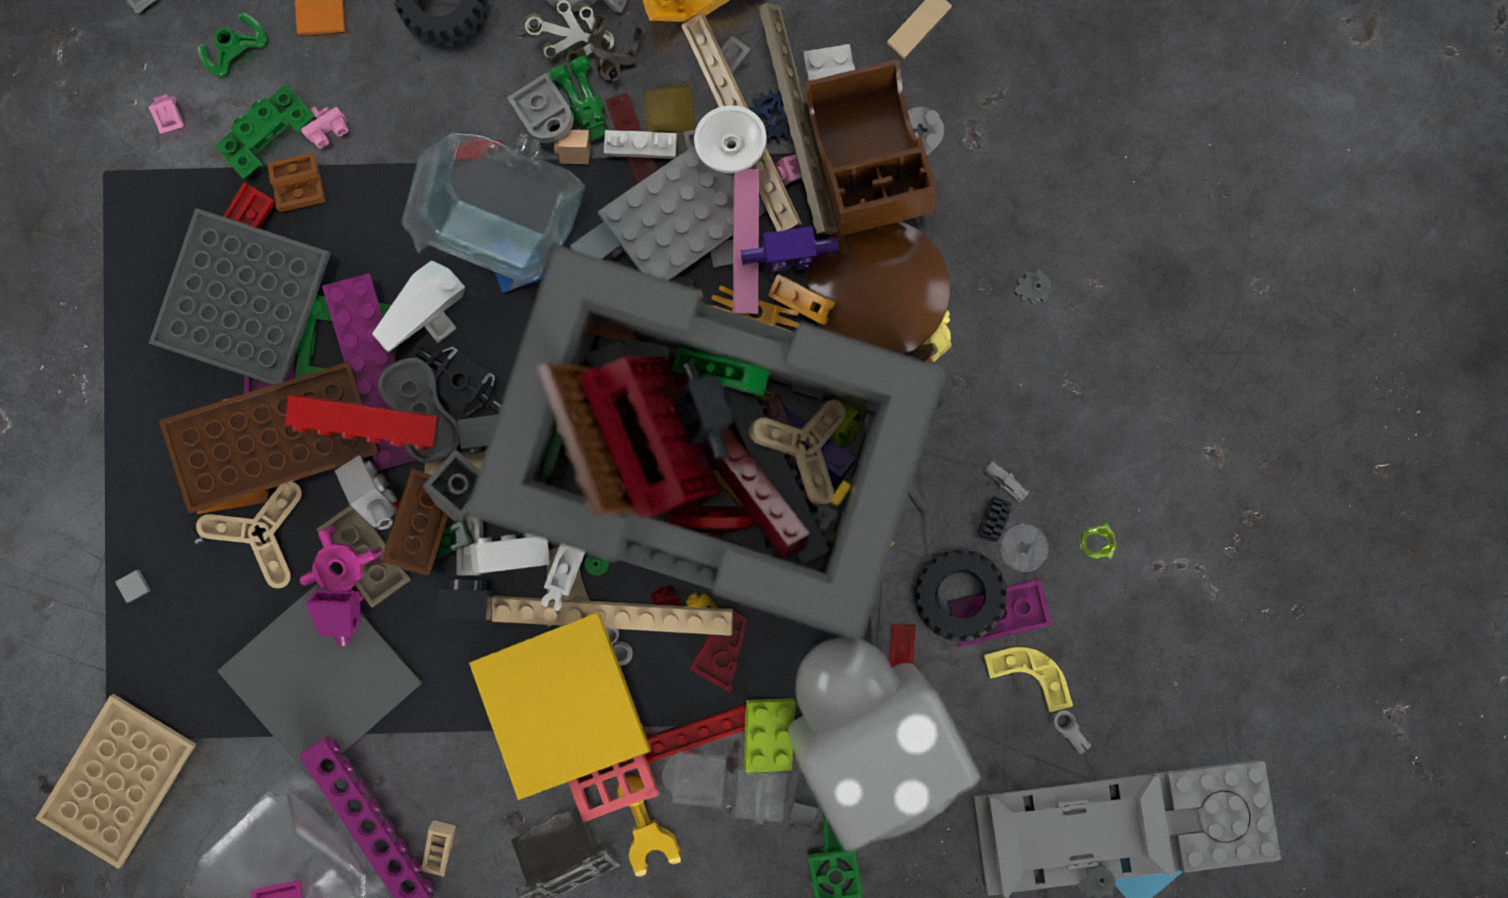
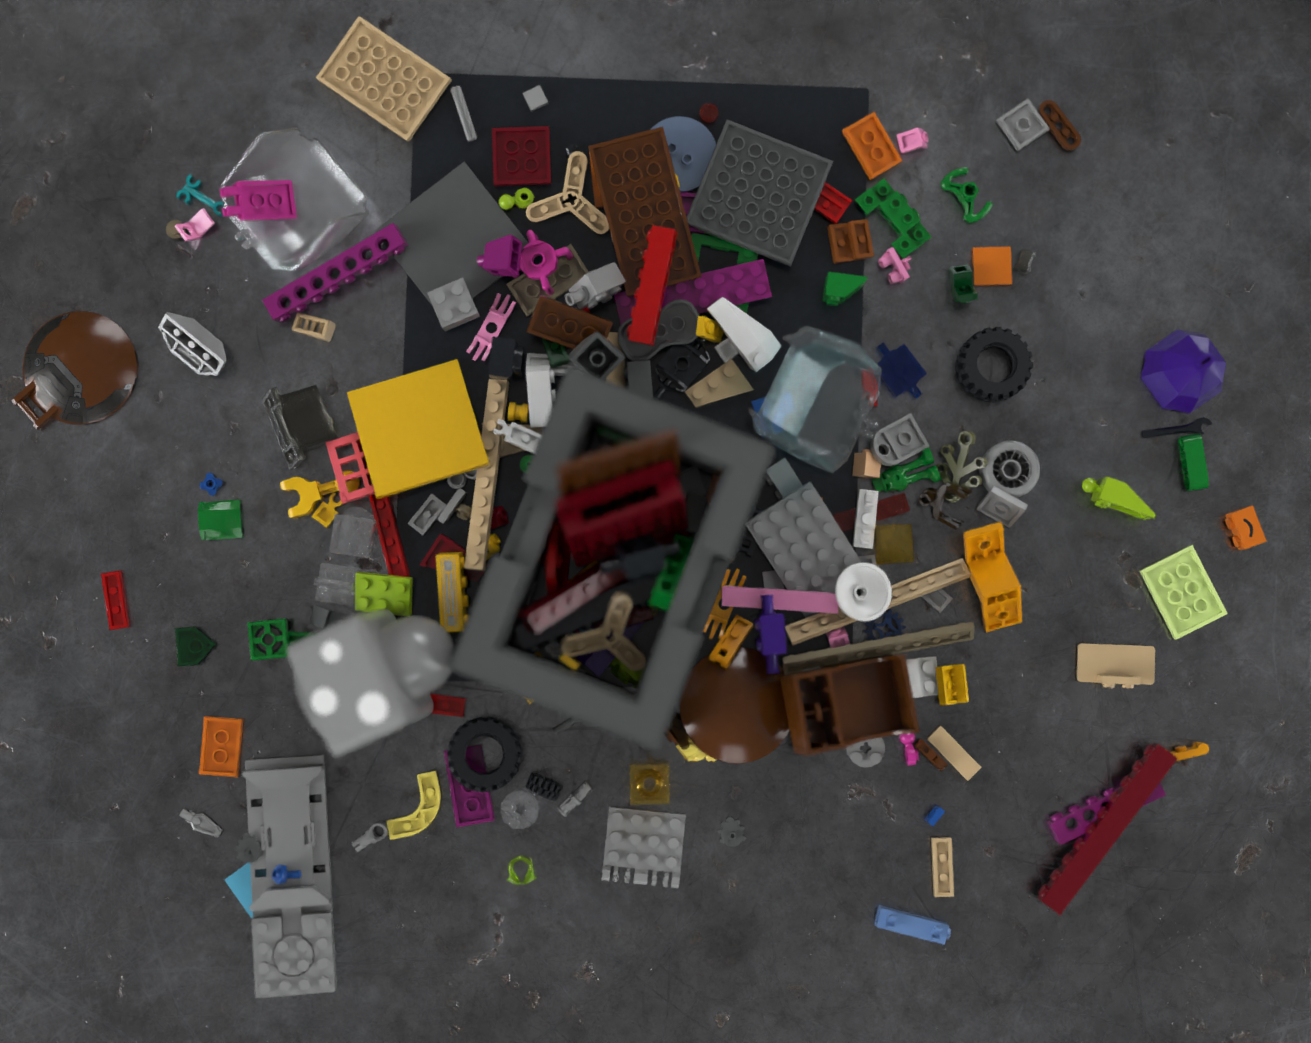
camera: 95 degrees right, 0 degrees up
(141, 367) = (708, 112): none -> clear red plate
(156, 675) = (463, 113): none -> light grey axle
(175, 162) = (872, 145): none -> orange tile
(189, 385) = (689, 148): none -> sand blue plate
(207, 598) = (521, 156): none -> dark red plate
(266, 612) = (507, 201): none -> lime plate
(343, 43) = (962, 284): none -> dark green brick
(352, 190) = (841, 286): none -> green slope
(399, 671) = (453, 304): none -> light grey piece
(413, 620) = (497, 317): none -> bright pink piece
(415, 348) = (709, 329): none -> yellow plate
(454, 111) = (900, 370): none -> clear blue plate
(484, 333) = (720, 384): none -> tan wing
(532, 581) = (518, 412): none -> yellow wheel
(654, 656) = (453, 503): none -> light grey tile
(660, 641) = (463, 511): none -> dark tan plate
(666, 687) = (427, 514): none -> light grey plate
(672, 814) = (326, 512): none -> yellow plate
(760, 649) = (452, 591): none -> yellow brick
(836, 29) = (952, 684): none -> yellow bracket
(923, 51) = (931, 755): none -> reddish brown piece
(924, 75) = (910, 753): none -> dark pink plate
(993, 377) = (640, 793): none -> clear yellow piece
(996, 42) = (934, 815): none -> blue tile
(1054, 392) = (644, 842): none -> light grey hinge
(1057, 30) = (942, 867): none -> tan plate
(1126, 839) = (281, 874): none -> blue plate
(1129, 62) = (912, 925): none -> medium blue brick

